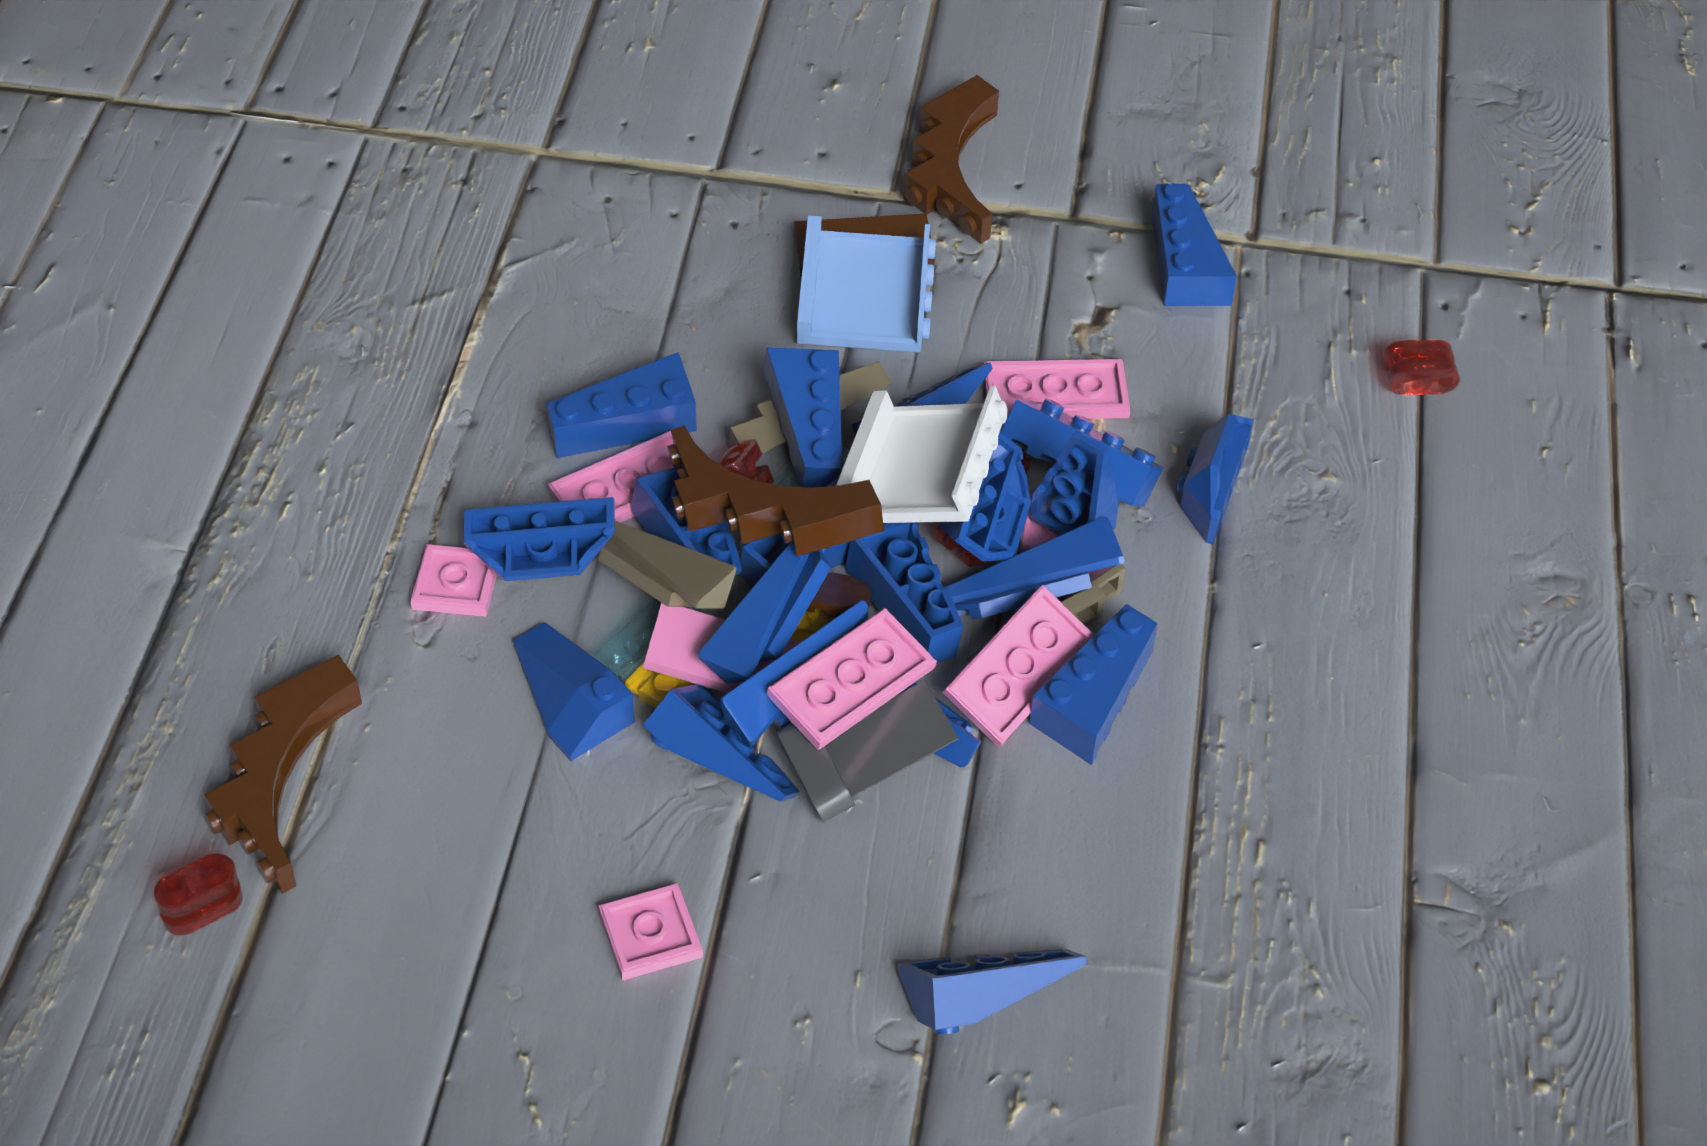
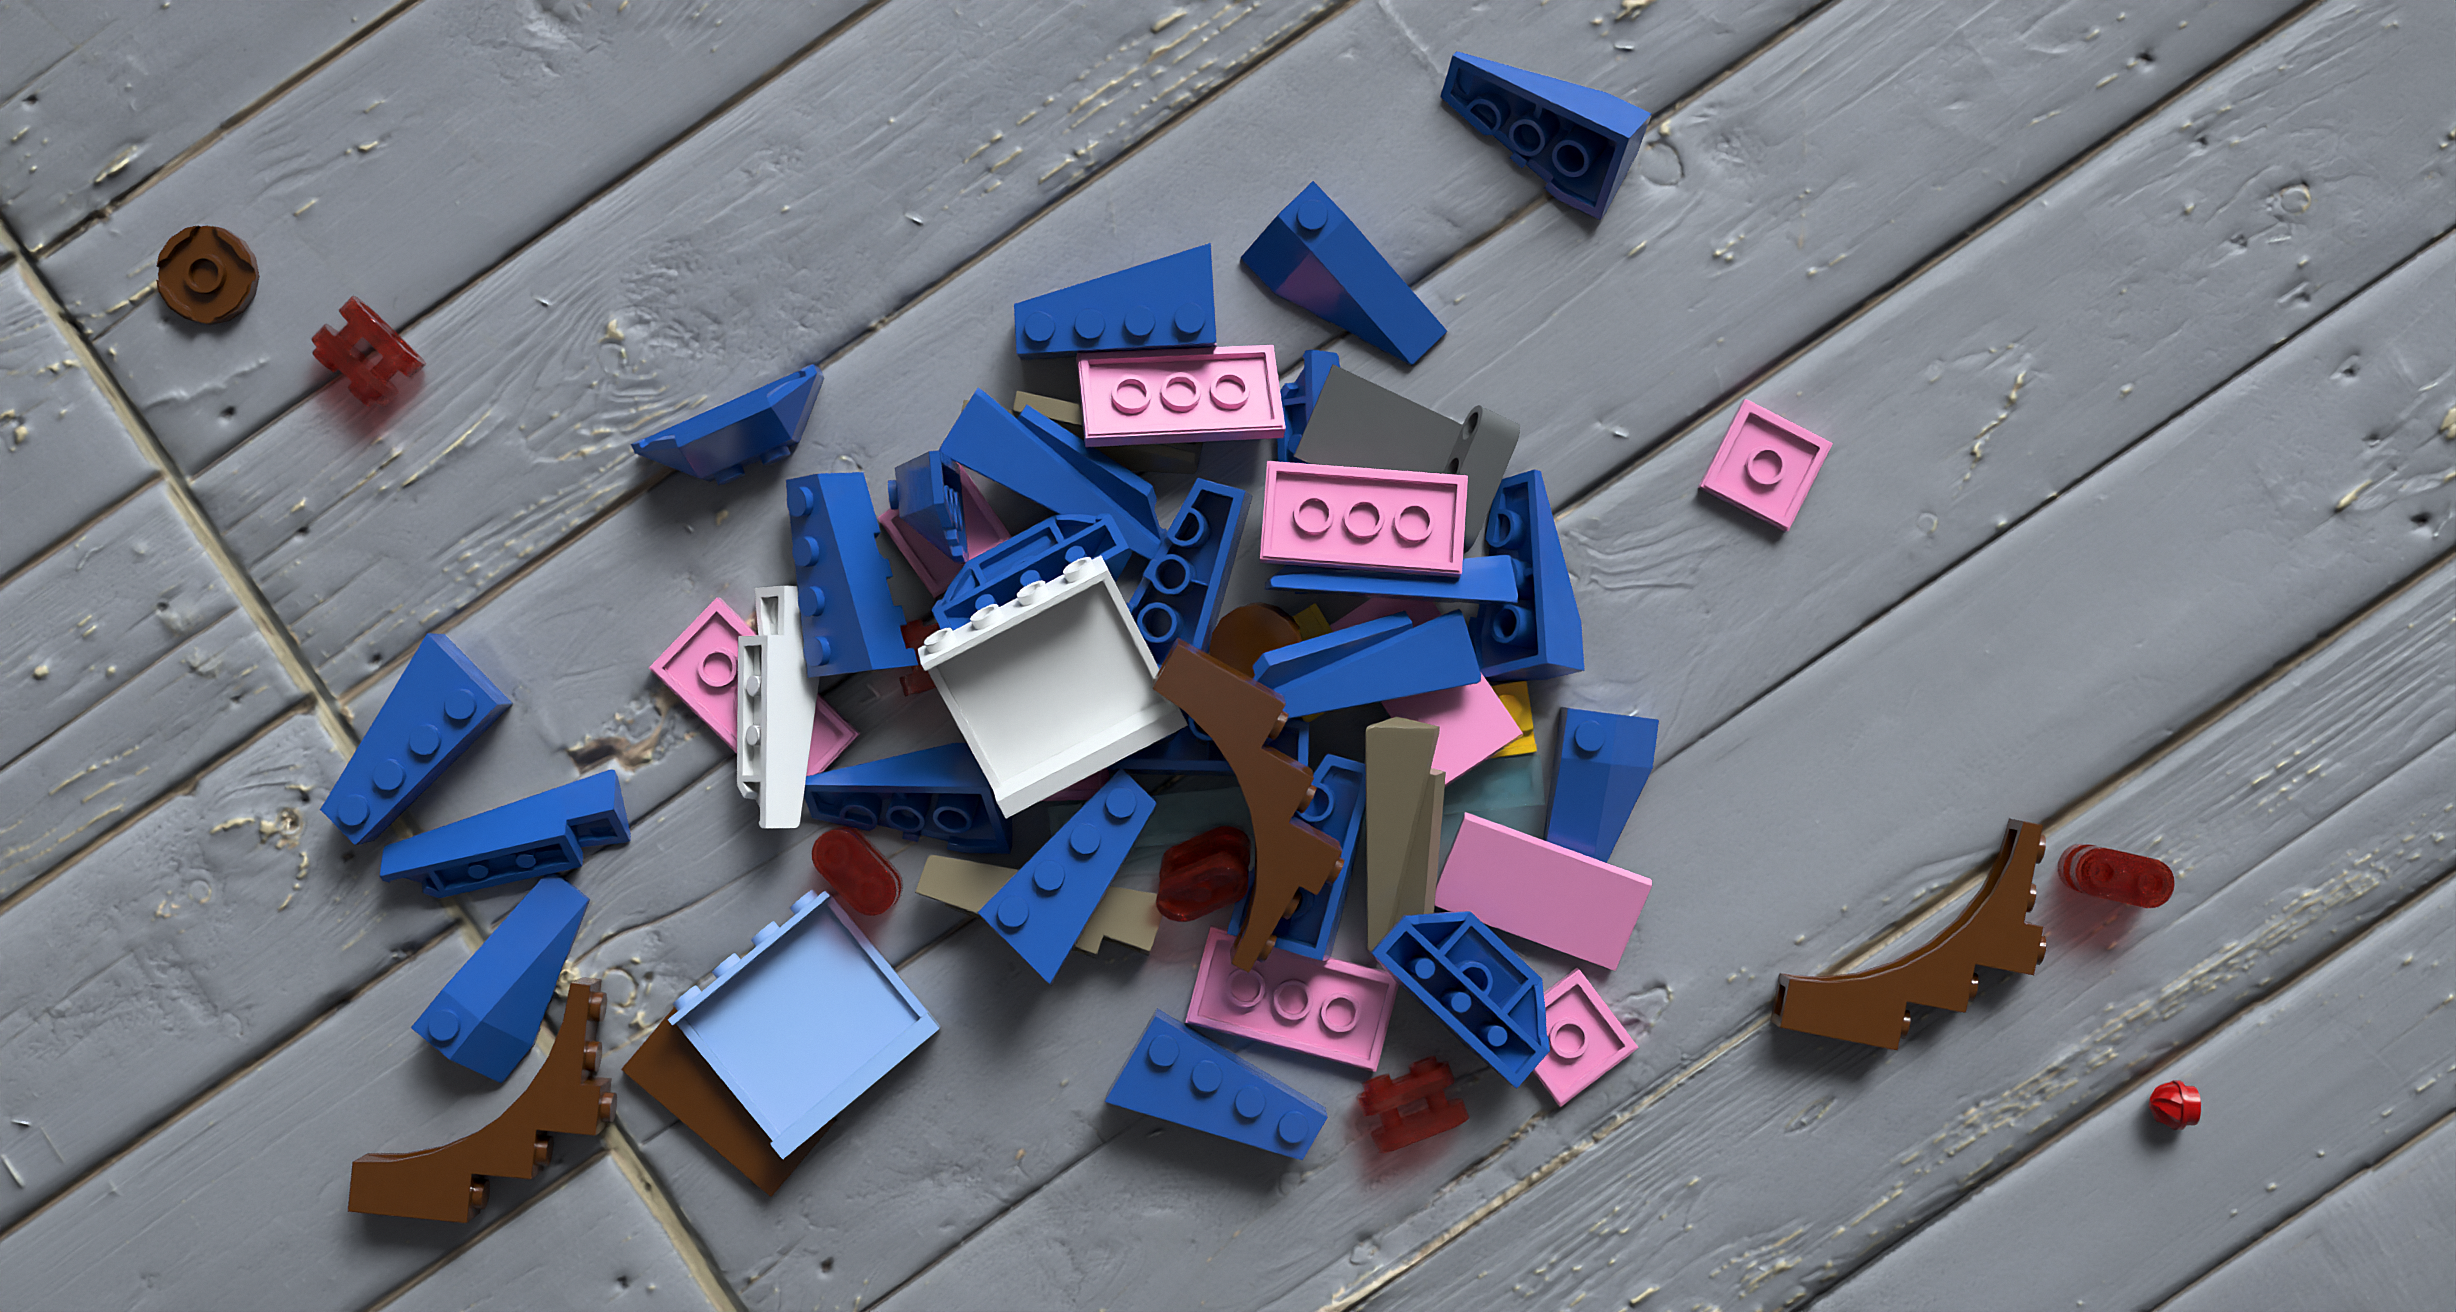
camera: 135 degrees left, 40 degrees up
(40, 818) = (2176, 1105): none -> red plate
(511, 480) = (1384, 1095): none -> clear red brick
(548, 620) = (1541, 891): none -> bright pink tile
(917, 357) = (857, 870): none -> clear red brick
(1018, 808) = (1333, 270): none -> blue wedge
(1019, 198) = (500, 995): none -> blue wedge
(1034, 375) = (775, 709): none -> white wedge
(1090, 255) = (514, 840): none -> blue wedge
(1532, 343) = (207, 274): none -> reddish brown tile

